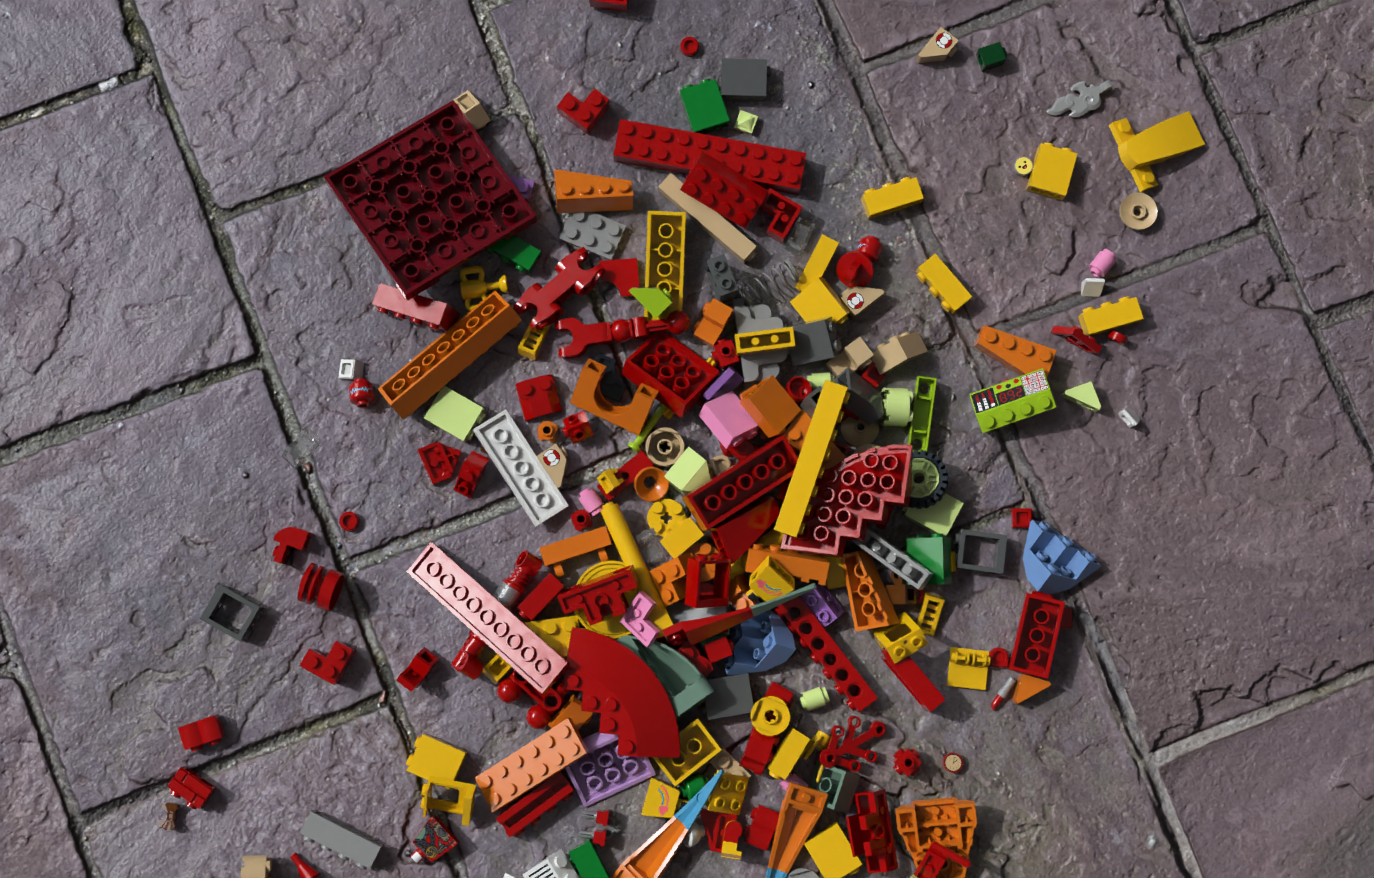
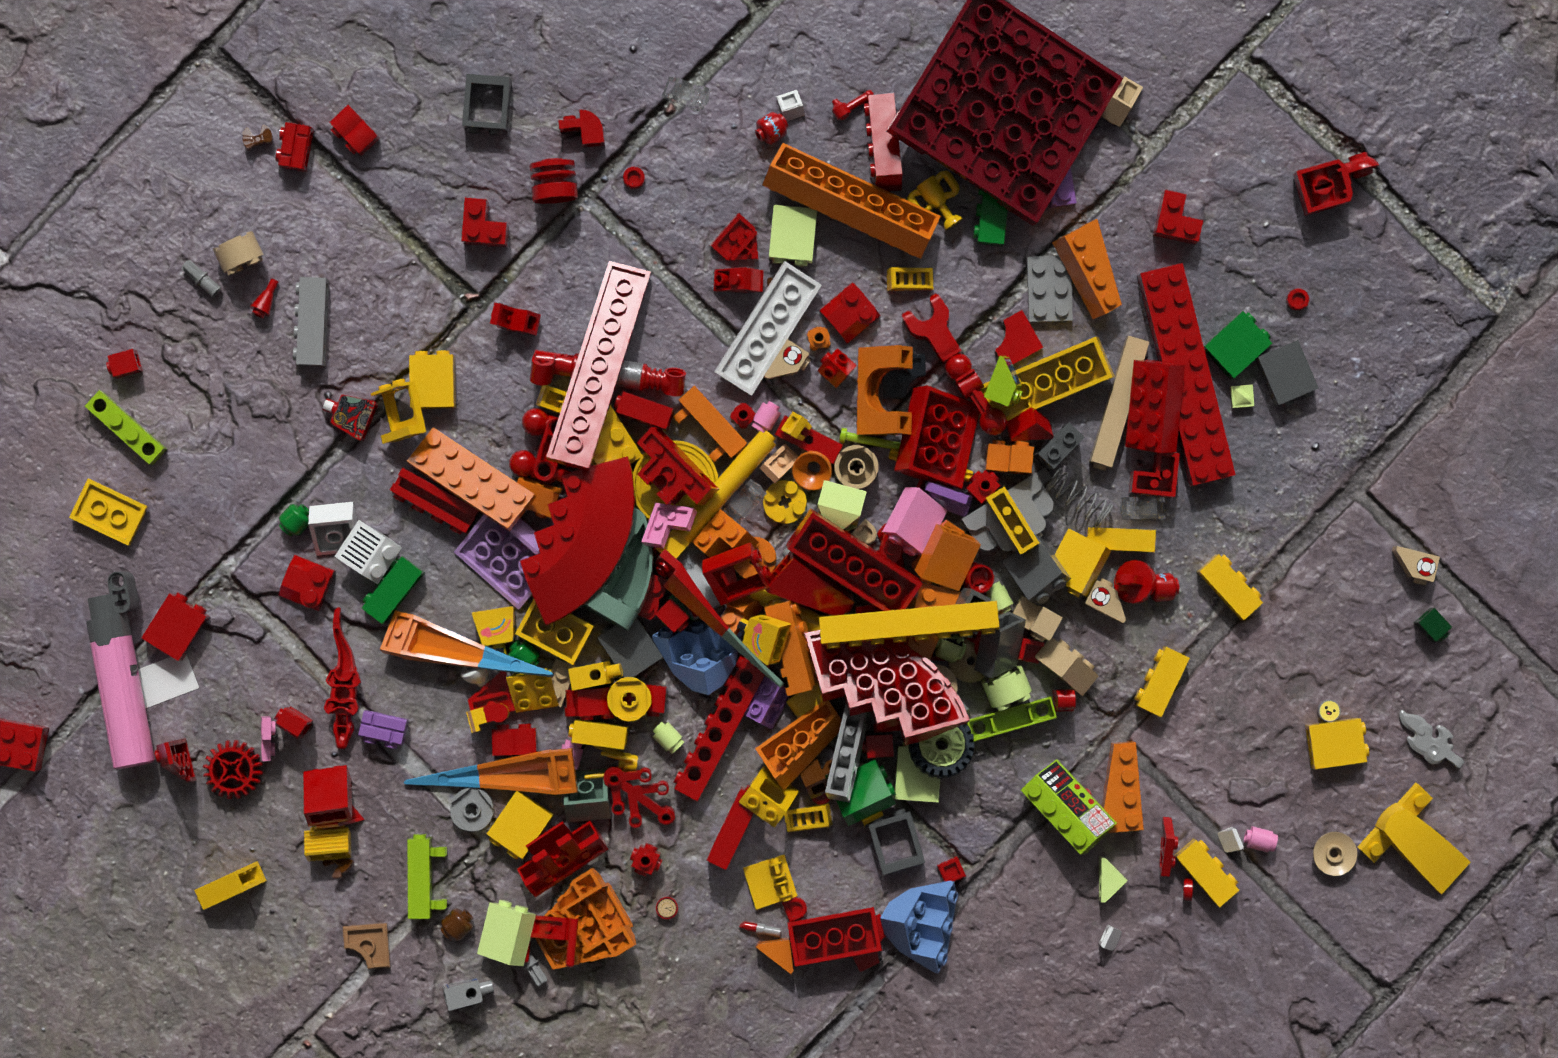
camera: 65 degrees right, 5 degrees up
(374, 330) = (842, 110): none -> red piece
(553, 294) = (959, 276): red piece -> none
(601, 817) = (431, 579): piece -> none
(633, 507) = (779, 463): none -> light nougat slope
(682, 536) = (771, 527): yellow brick -> none
(694, 296) = (1029, 426): none -> red slope
(736, 742) = (588, 676): none -> yellow torso
(845, 437) = (950, 648): none -> yellowish green head
(896, 530) = (878, 745): none -> red brick
(924, 366) = (1064, 700): none -> red leg

